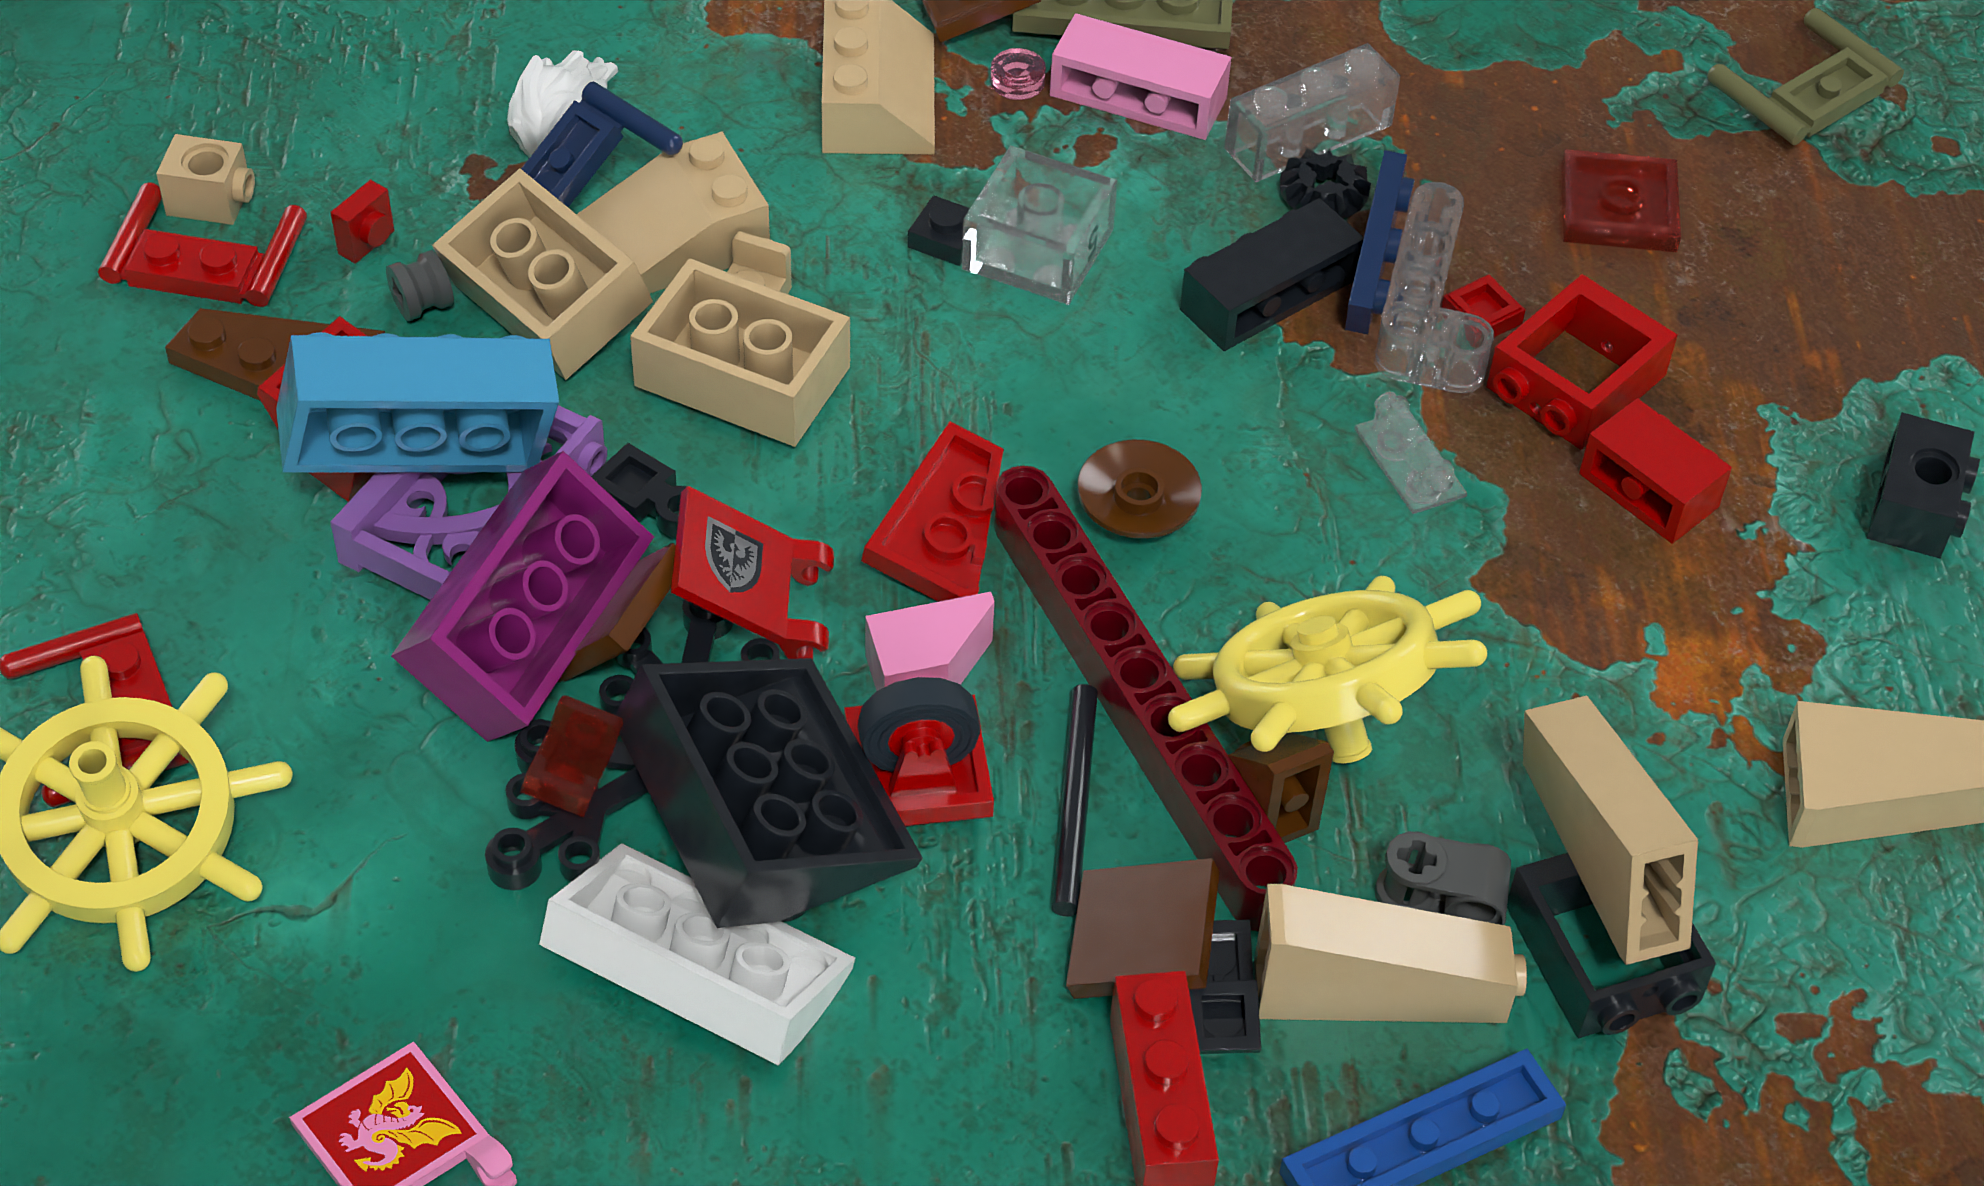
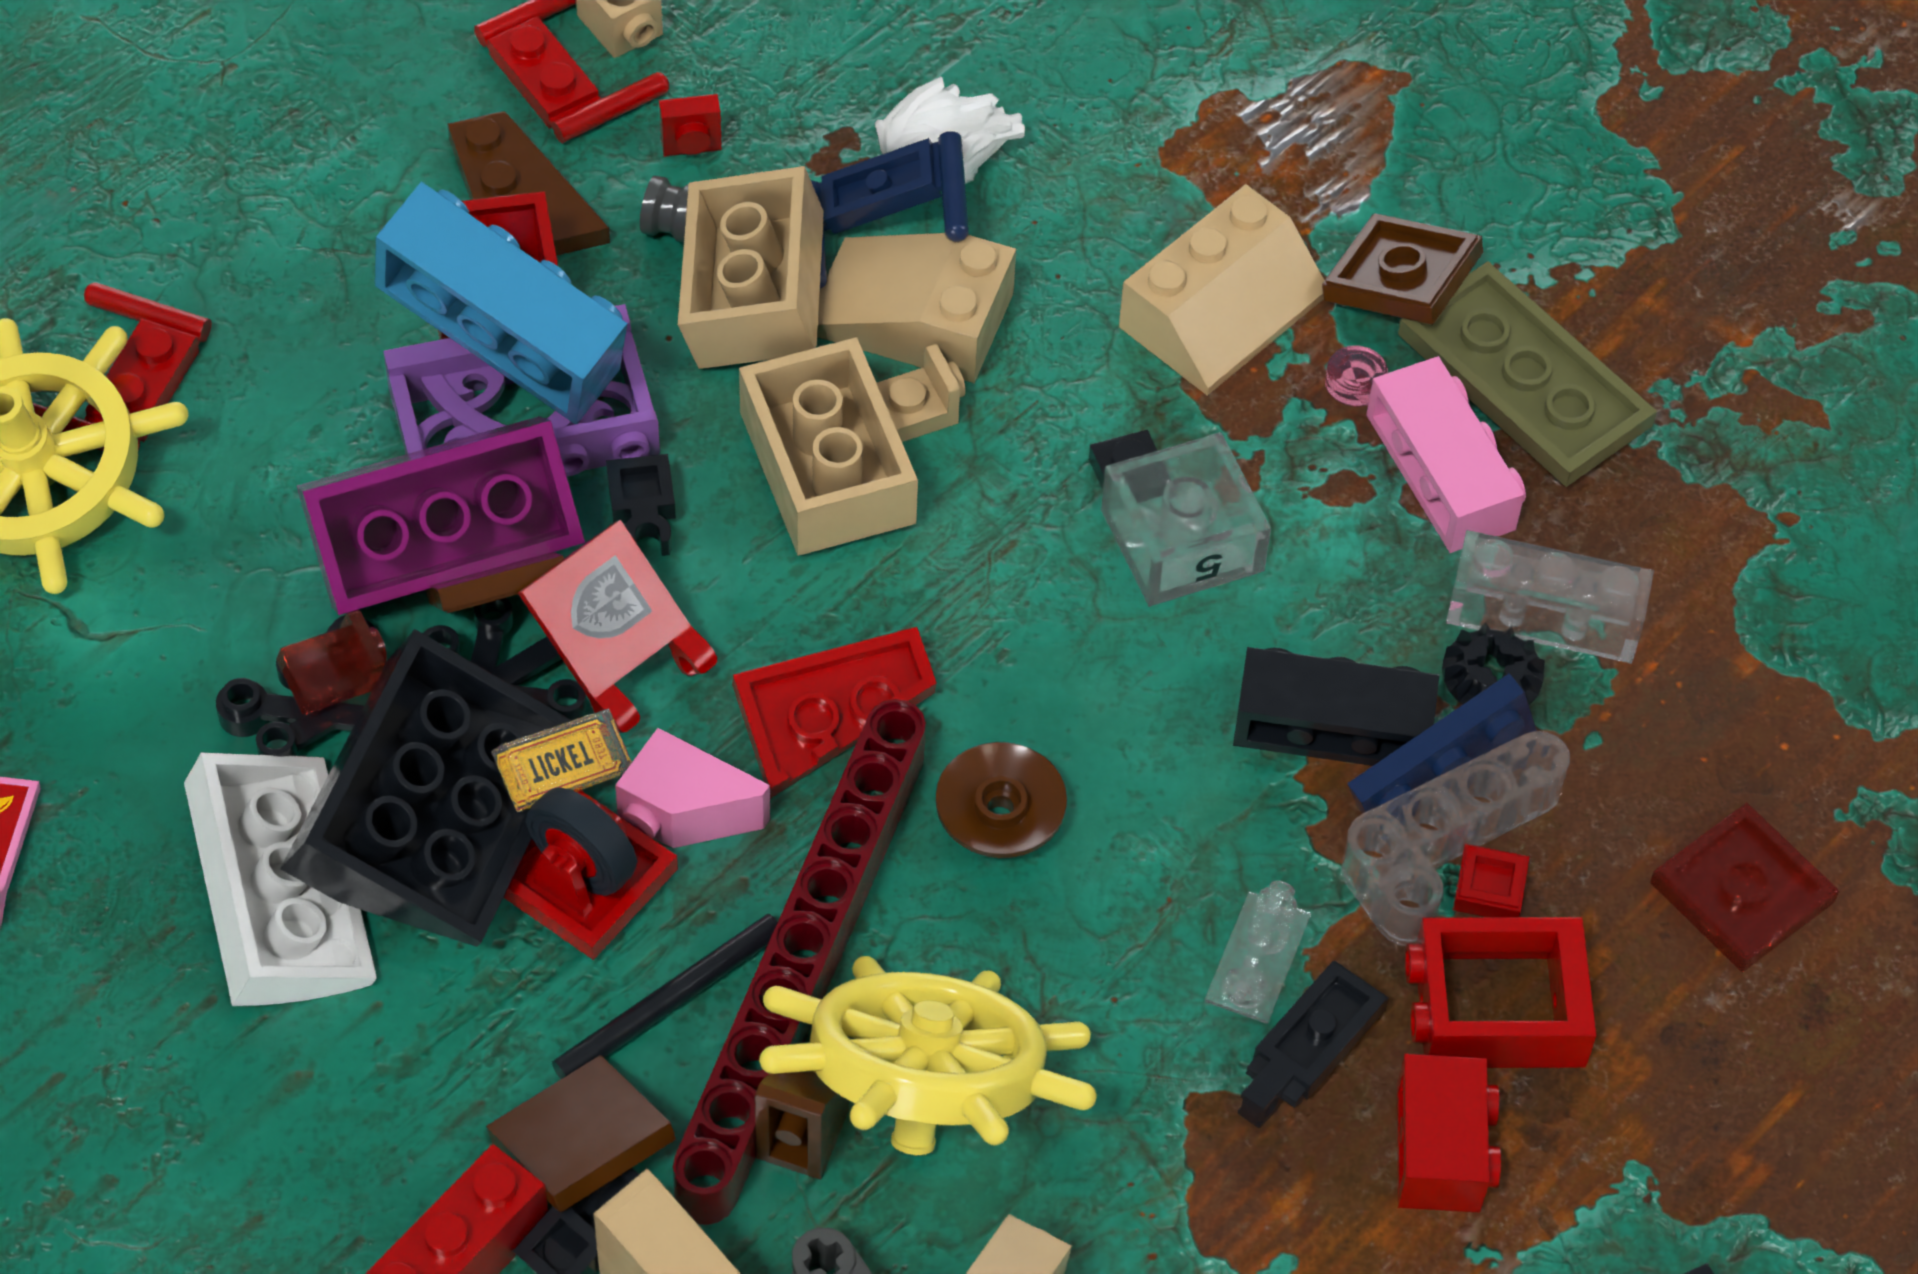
camera: 45 degrees right, 5 degrees up
(830, 687) = (563, 757): none -> clear tile
(1510, 484) = (1309, 1042): none -> black hinge

